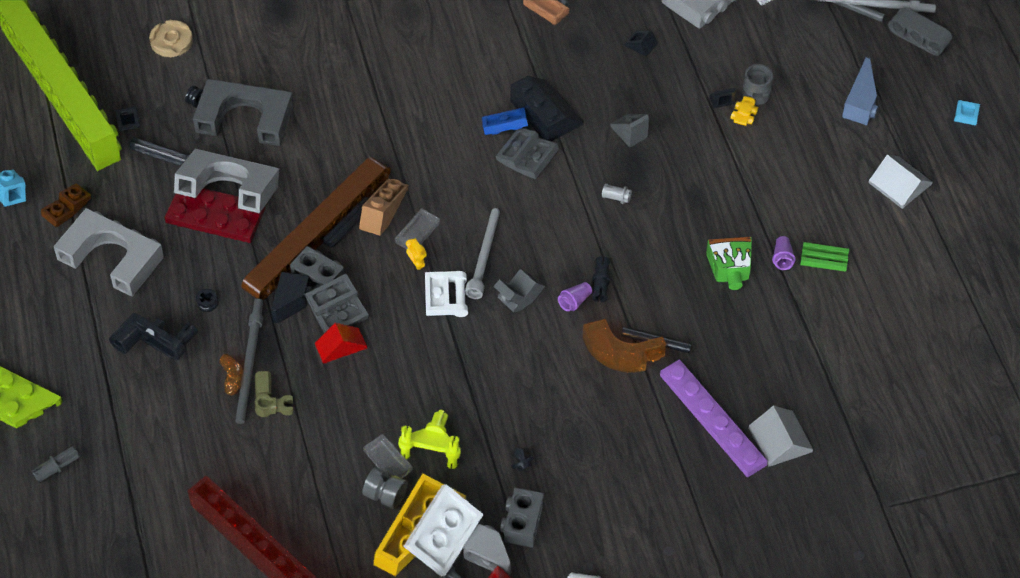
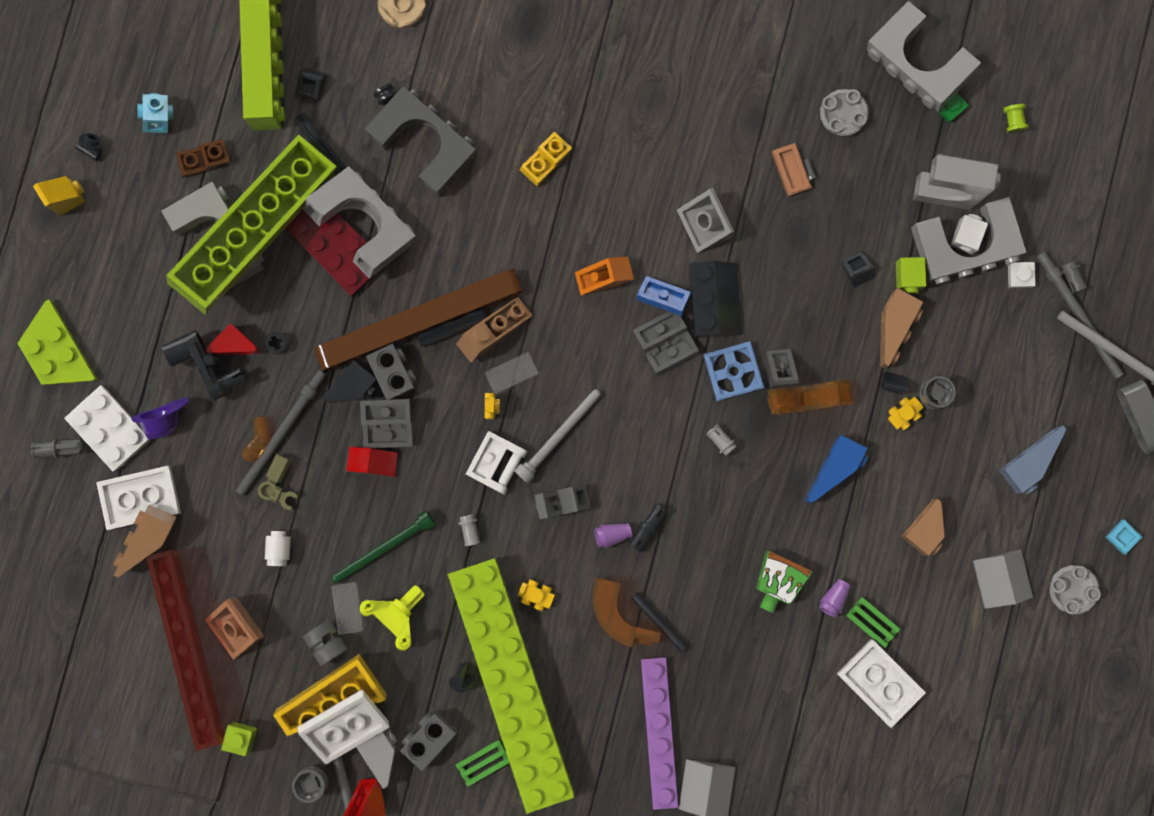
camera: 30 degrees right, 30 degrees up
(93, 430) = (107, 428): none -> white plate
(137, 215) = (250, 225): none -> lime brick
(138, 397) = (160, 421): none -> dark purple piece
(151, 465) = (128, 494): none -> white plate
(173, 312) = (232, 342): none -> red slope
(180, 476) = (148, 537): none -> medium nougat slope
(297, 517) = (234, 627): none -> nougat slope
(299, 441) = (277, 548): none -> white brick
(351, 81) = (546, 159): none -> yellow slope
(413, 363) = (422, 523): none -> dark green piece
(448, 129) = (604, 275): none -> orange slope
(455, 350) = (469, 529): none -> light grey pin
(504, 59) = (705, 221): none -> light grey slope
(542, 368) = (530, 593): none -> yellow piece
(567, 440) = (511, 685): none -> lime brick
(590, 498) = (464, 773): none -> bright green tile
(604, 136) = (745, 348): none -> medium blue piece
(667, 132) = (810, 398): none -> clear orange arch
(682, 24) = (911, 274): none -> lime brick
(694, 59) = (895, 324): none -> medium nougat slope
(719, 164) = (840, 463): none -> blue slope
(819, 174) = (927, 529): none -> medium nougat slope
(862, 292) = (881, 683): none -> white plate
(958, 160) = (1074, 589): none -> light grey dish

